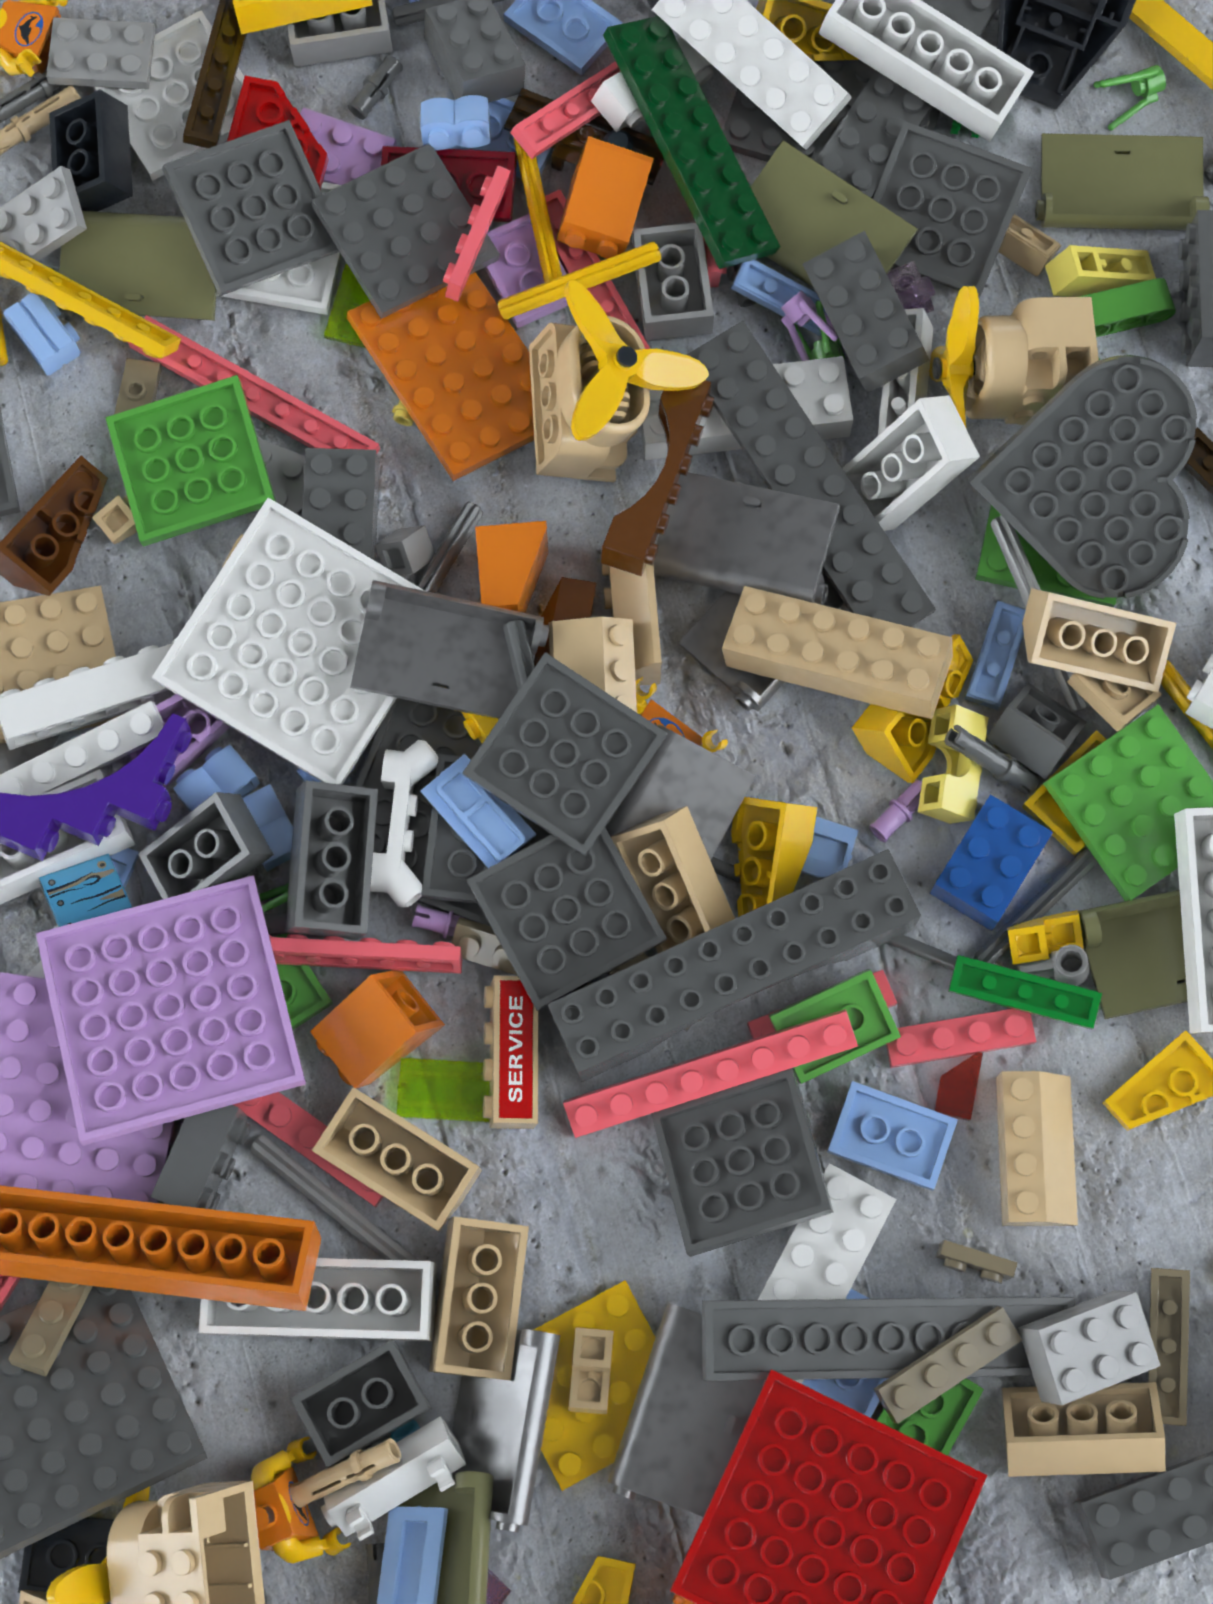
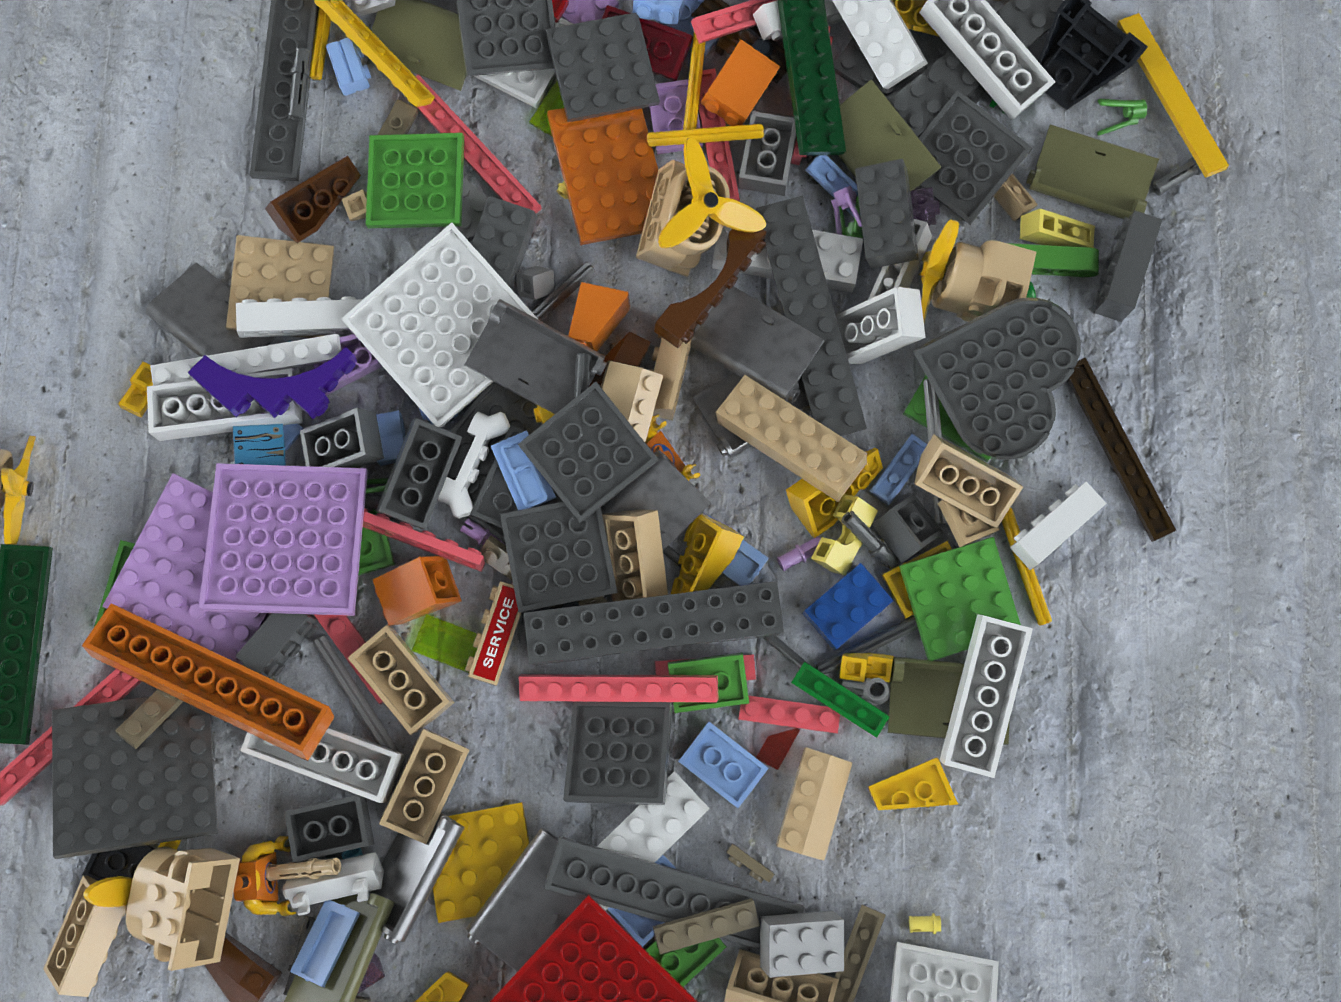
camera: 20 degrees right, 5 degrees up
(221, 773) = (370, 395): light blue brick -> none
(470, 244) = (652, 76): coral plate -> none
(591, 1370) = (479, 854): tan slope -> none

